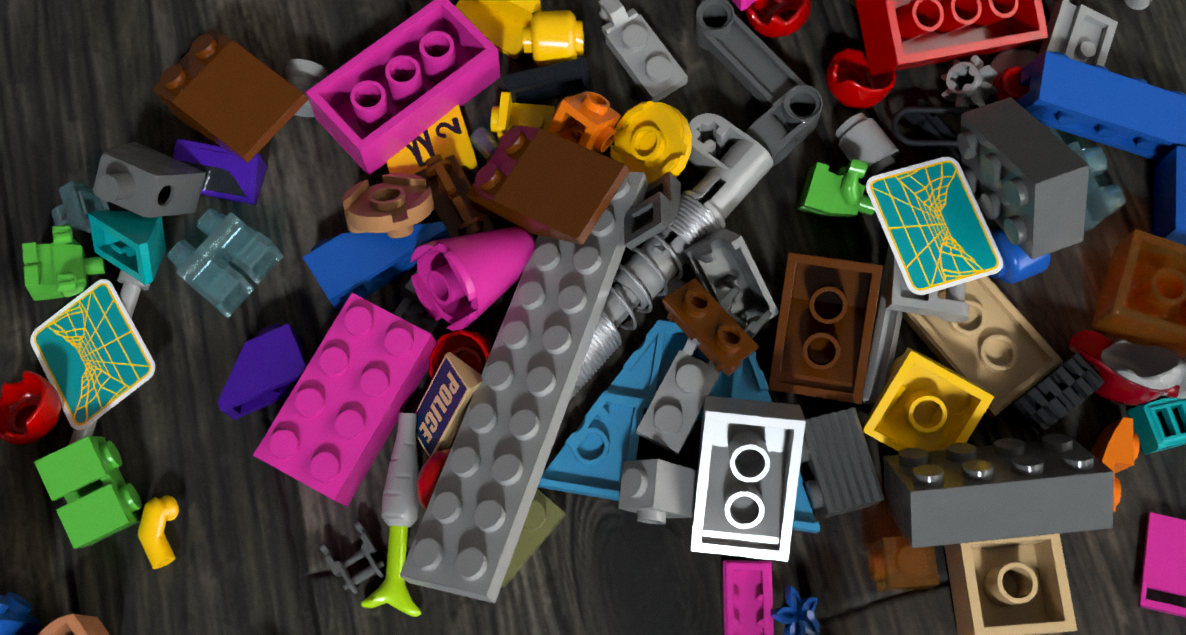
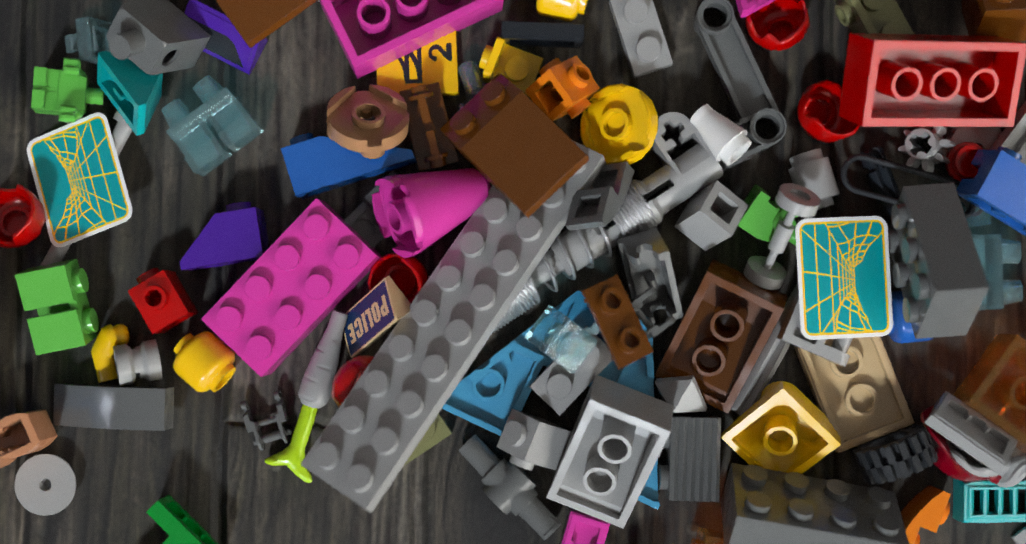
camera: 10 degrees right, 15 degrees up
(175, 587) = (114, 406): none -> dark grey slope
(192, 529) = (137, 362): none -> light grey wheel
(207, 455) = (162, 300): none -> red brick
(267, 508) = (204, 361): none -> yellow head
(646, 554) = (509, 487): none -> dark grey pin
(657, 366) = (561, 339): none -> clear light blue bracket
(758, 119) = (722, 136): none -> white cone
(774, 205) = (711, 215): none -> light grey brick
(806, 392) = (682, 393): none -> light grey slope
(851, 246) = (797, 202): none -> light grey wheel
(1129, 343) = (971, 432): none -> light grey plate

